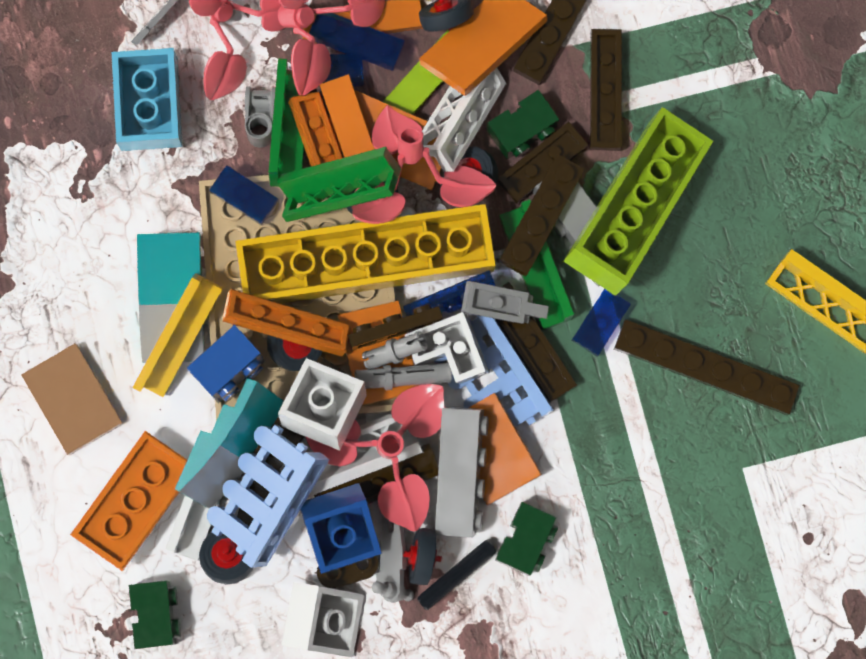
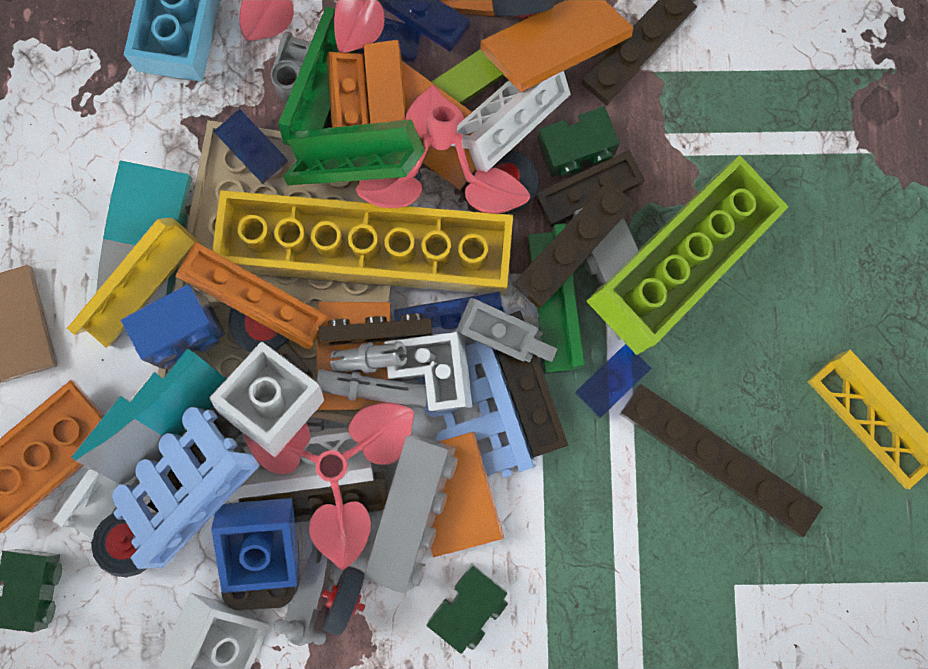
camera: 20 degrees right, 0 degrees up
(456, 574) = (379, 628): black axle -> none
(606, 89) = (678, 126): dark brown plate -> none

